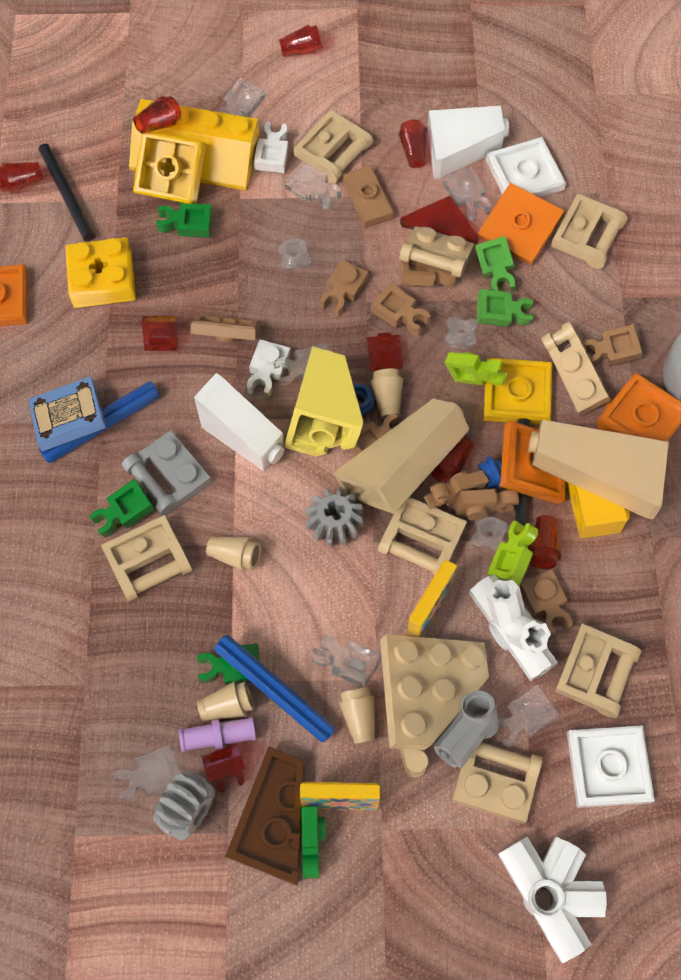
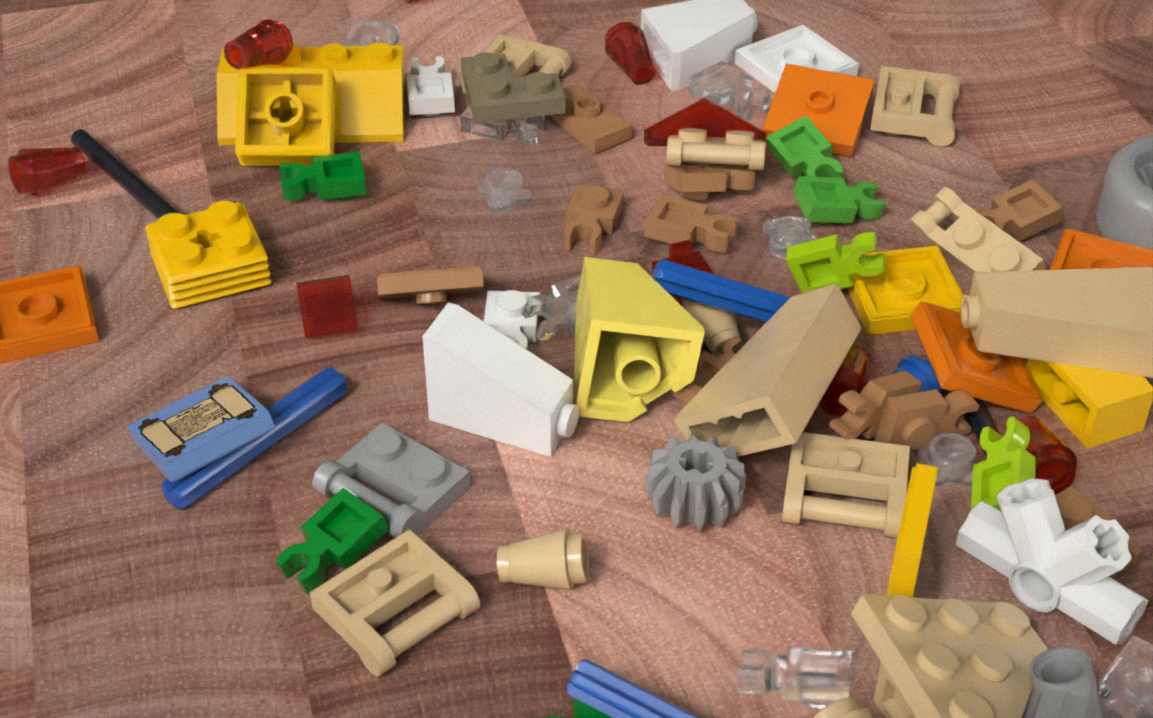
camera: 15 degrees left, 25 degrees down
(313, 175) = (498, 96): none -> dark tan plate
(398, 387) = (717, 291): none -> blue axle

